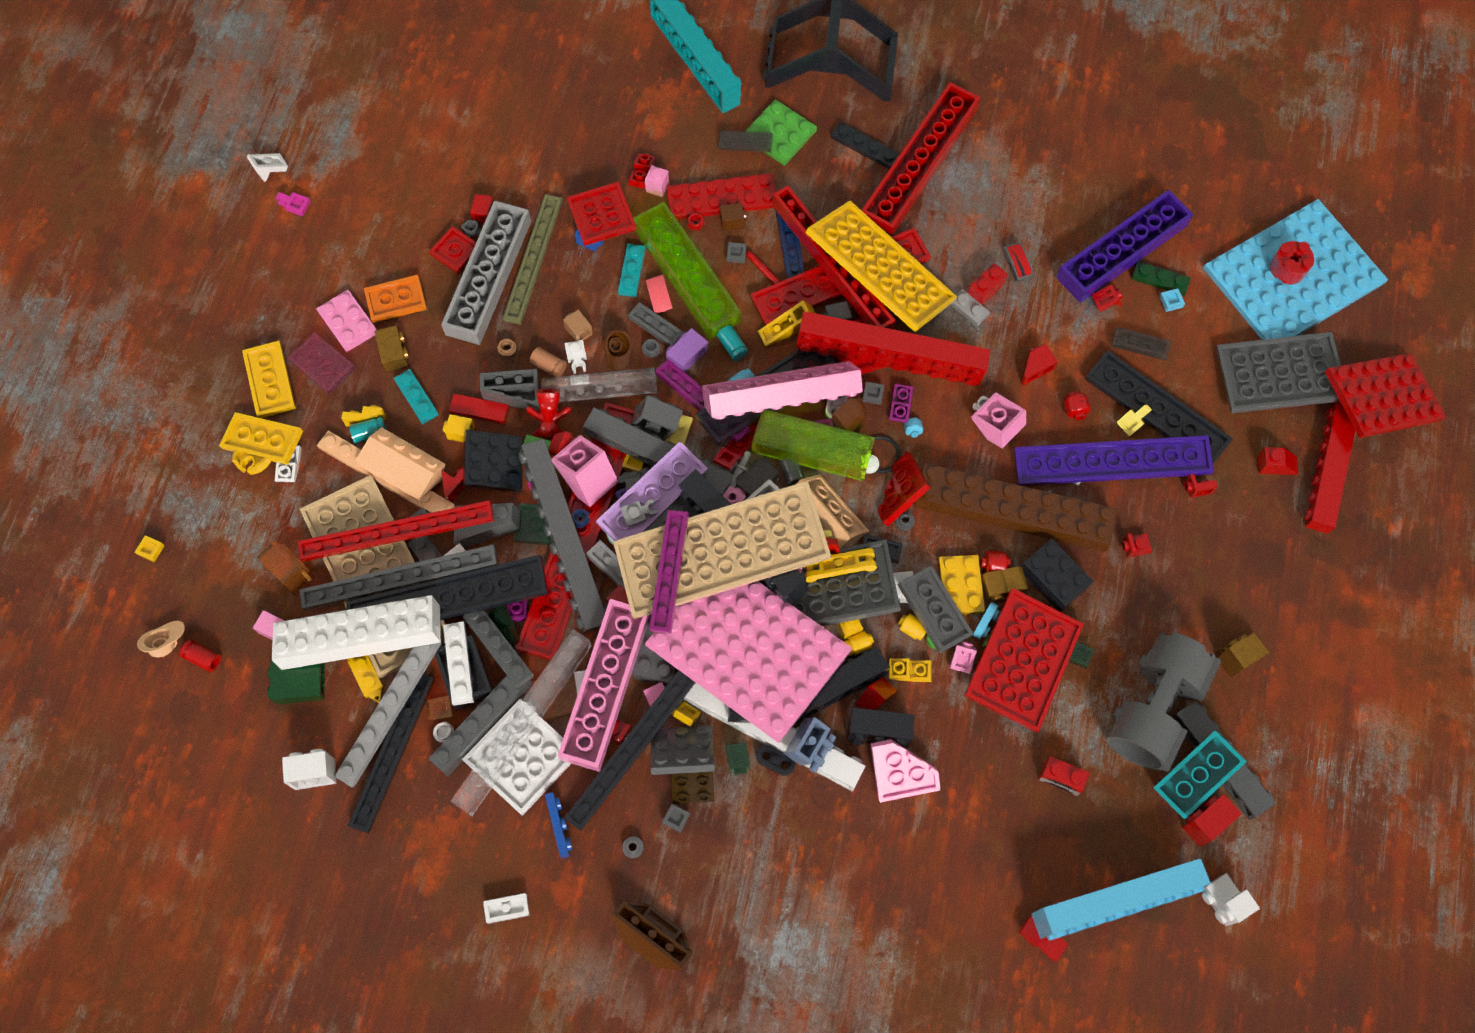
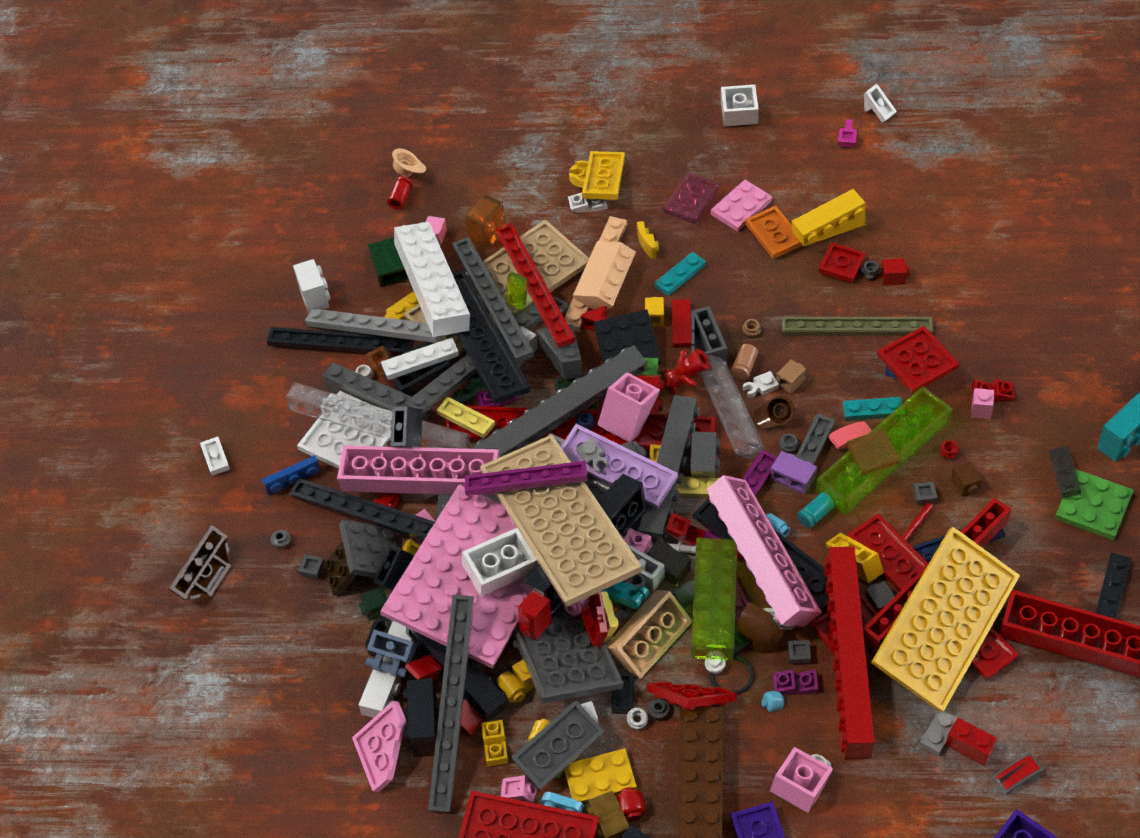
camera: 85 degrees right, 15 degrees down
(149, 548) = (486, 135): yellow plate -> none
(216, 287) = (739, 105): none -> white brick
(269, 379) = (664, 167): yellow plate -> none
(363, 430) = (631, 240): teal piece -> none
(391, 348) = (721, 241): pearl gold brick -> none
(399, 549) = (517, 290): none -> clear neon green plate
(405, 242) = (830, 219): none -> yellow wedge
(486, 273) = (824, 289): light grey brick -> none
(541, 632) = (465, 417): none -> light yellow plate
(558, 684) = (406, 427): none -> black brick
(696, 275) = (873, 452): none -> clear orange tile
(706, 197) = (997, 473): red plate -> none
(714, 727) = (393, 567): none -> black brick
(754, 616) = (499, 562): none -> white brick
(812, 597) = (534, 615): none -> red brick
(833, 716) = (425, 668): none -> red slope
(842, 564) = (584, 643): yellow plate -> none
(880, 692) = (451, 703): none -> dark grey plate
(914, 537) = (637, 712): none -> white plate
(1038, 364) = (886, 811): red slope -> none

